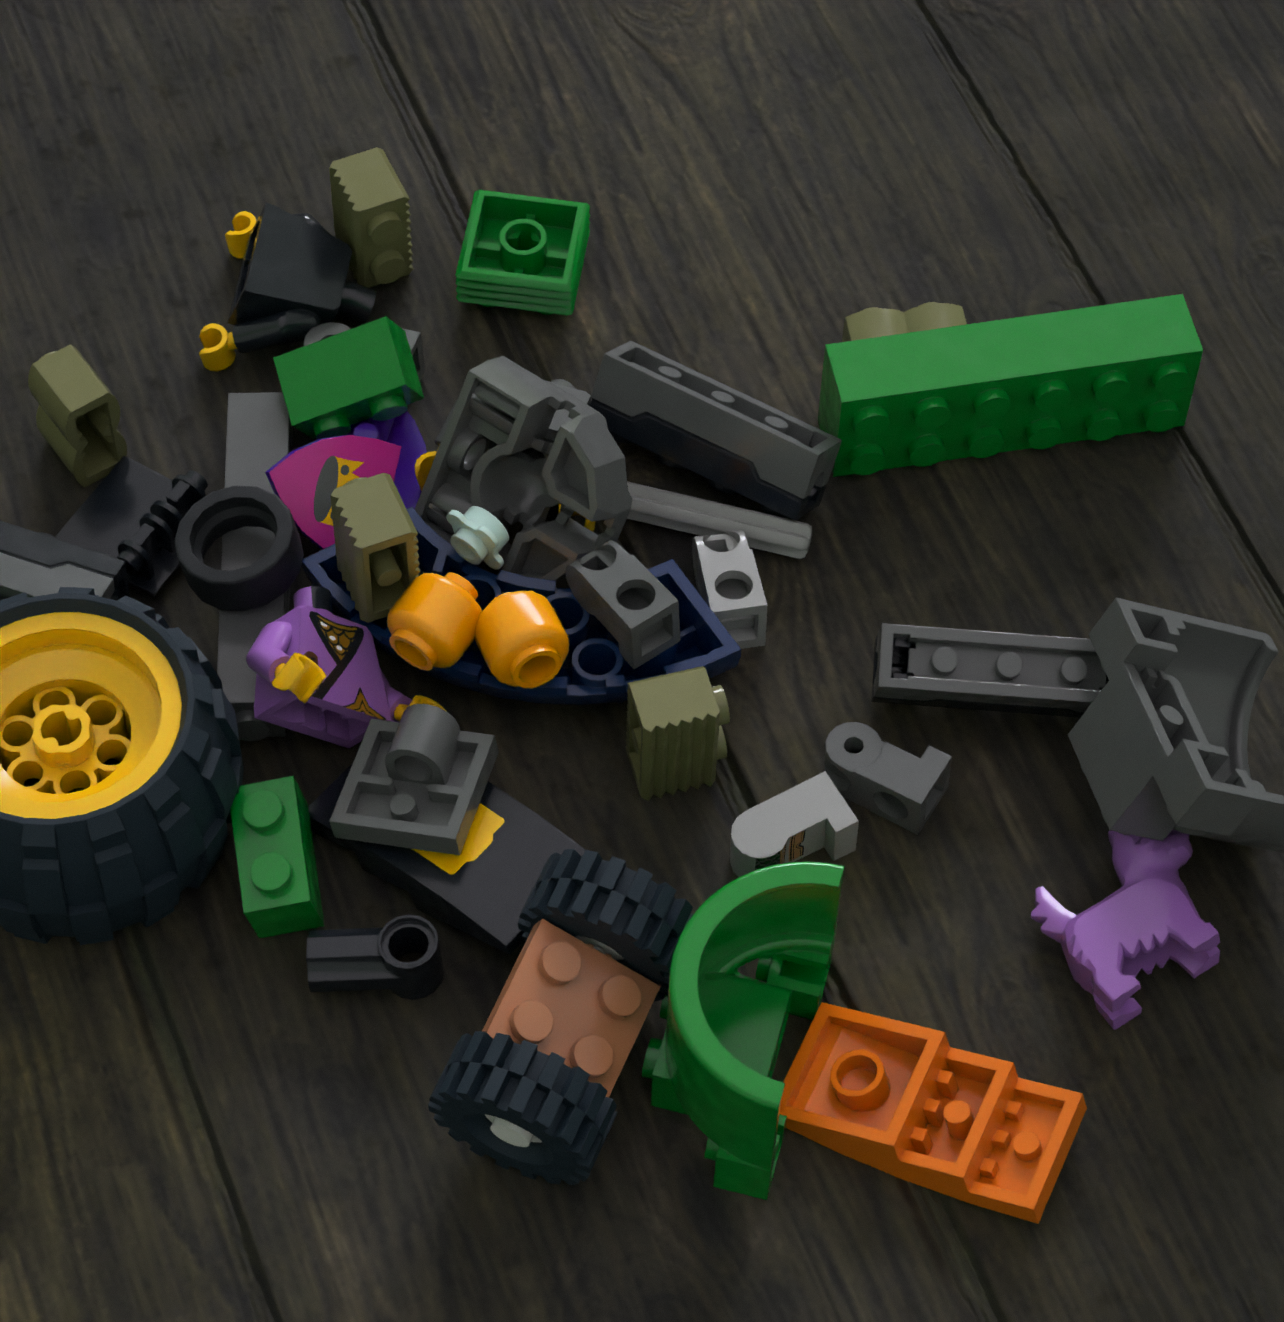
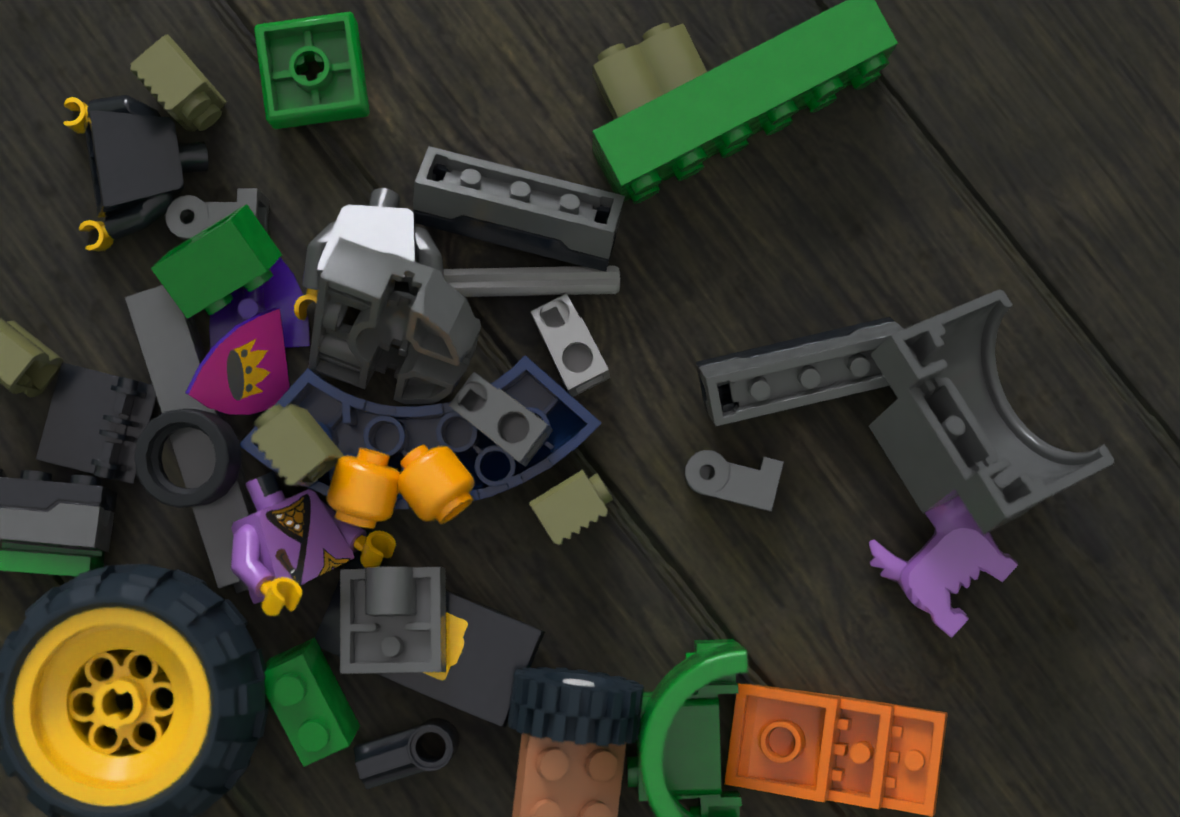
camera: 15 degrees left, 30 degrees up
(478, 536) = (369, 390): light aqua plate -> none
(794, 826) = (661, 561): light grey leg -> none

